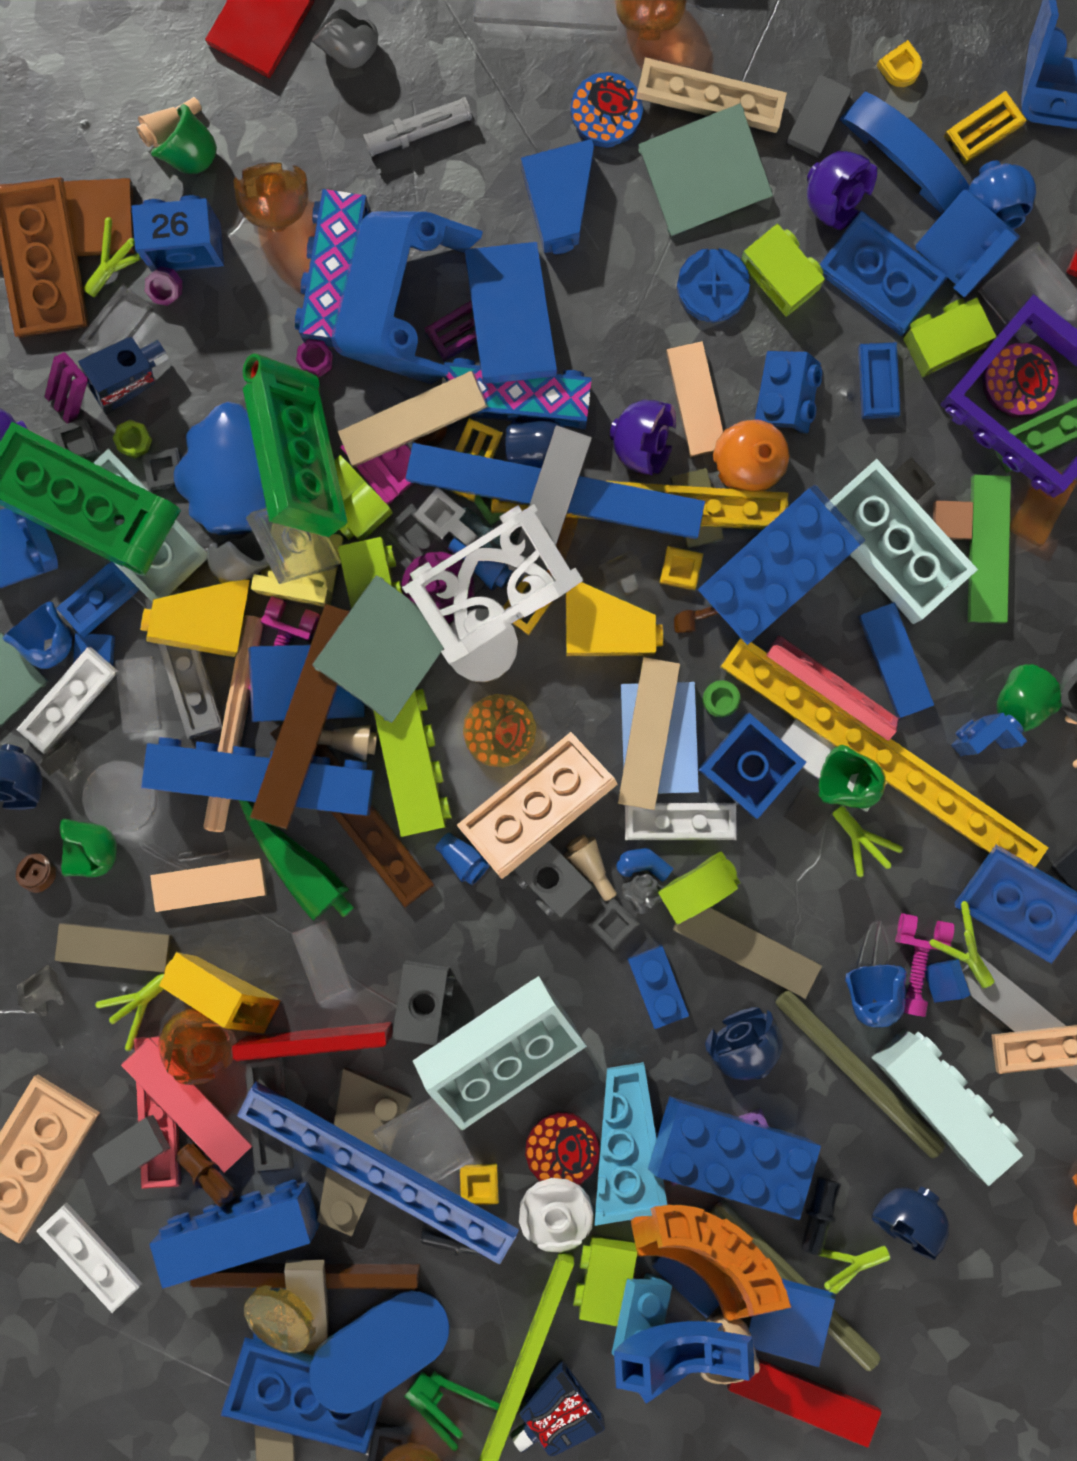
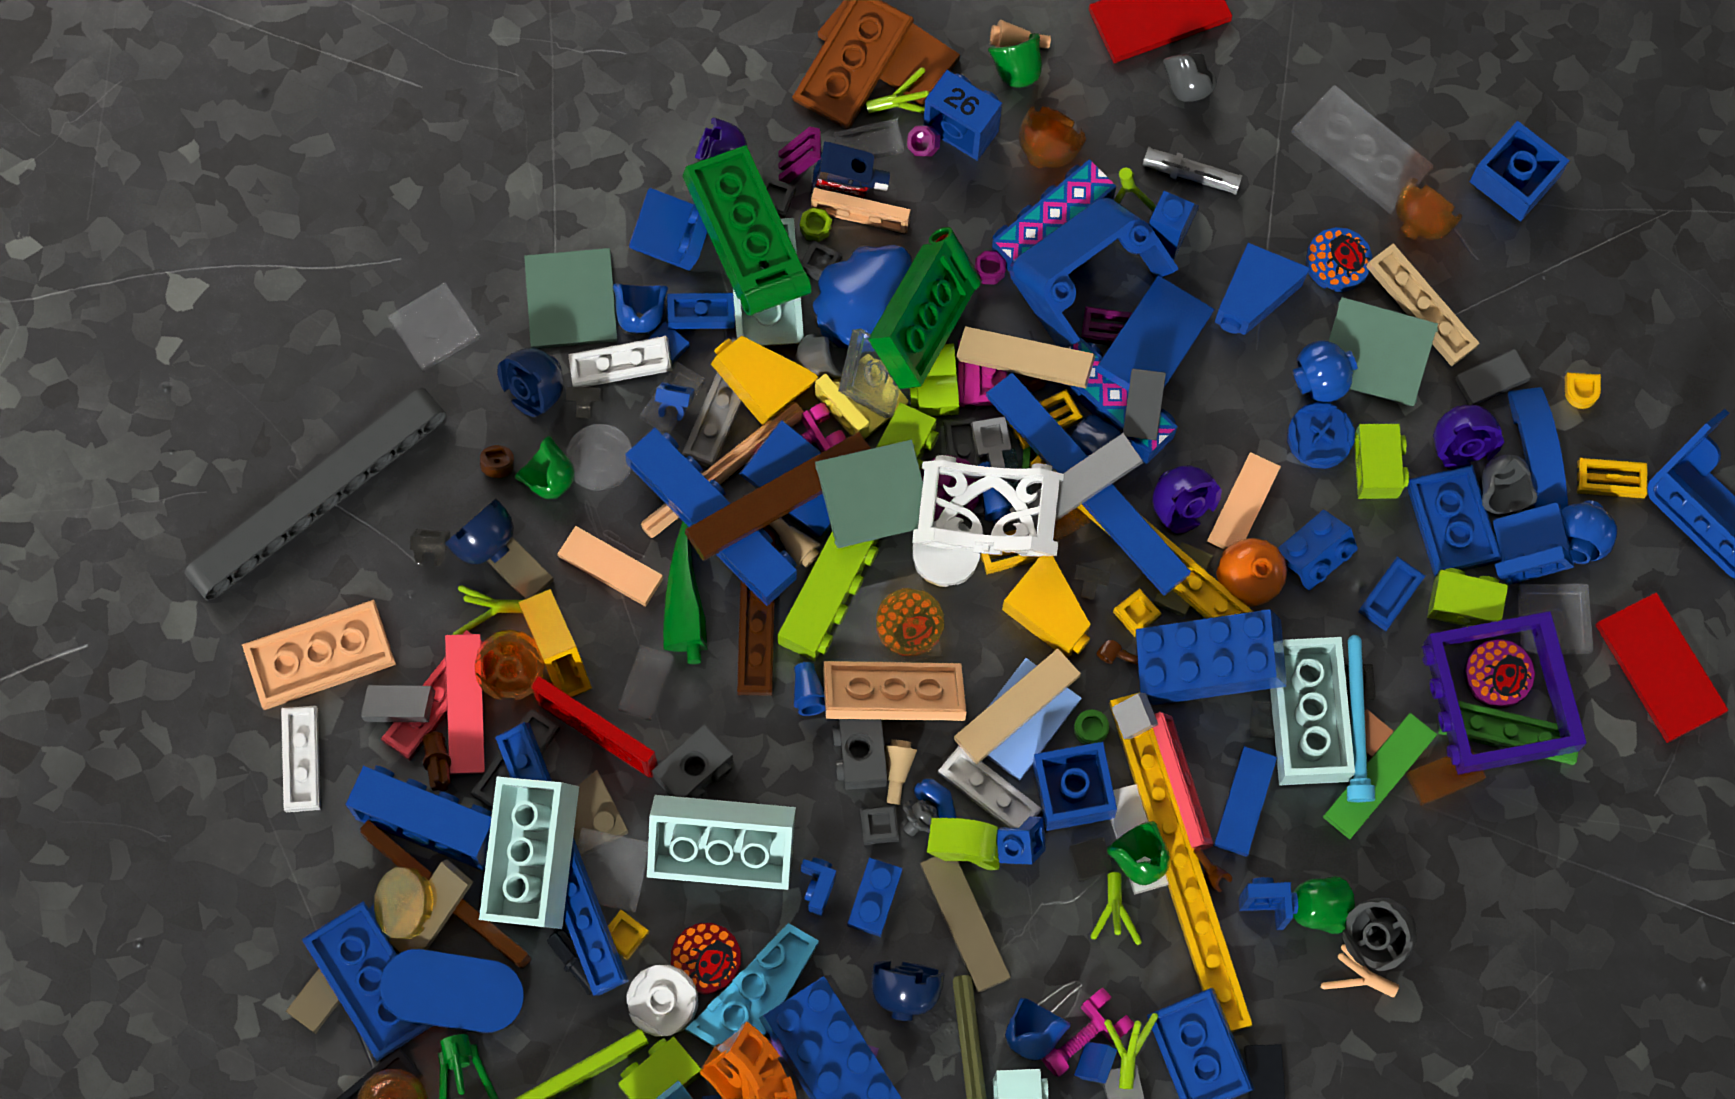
camera: 30 degrees right, 15 degrees down
(80, 954) = (483, 535): none -> dark blue cylinder
(139, 696) = (674, 396): none -> blue tile
(161, 394) = (862, 210): none -> light nougat tile
(350, 1200) = (529, 852): none -> light aqua brick
(376, 187) = (1128, 185): none -> lime plant
(440, 188) = (1172, 221): none -> blue slope
(550, 382) = (1144, 404): none -> dark grey tile
(610, 1022) = (818, 891): none -> blue bracket
(675, 224) = (1324, 371): none -> blue plant
(749, 848) = (1021, 844): none -> blue bracket
(755, 666) = (1134, 716): none -> light grey tile
(918, 743) = (1213, 873): none -> reddish brown hand
(919, 207) = (1517, 497): none -> dark grey hair
(987, 576) = (1360, 786): none -> medium azure piece

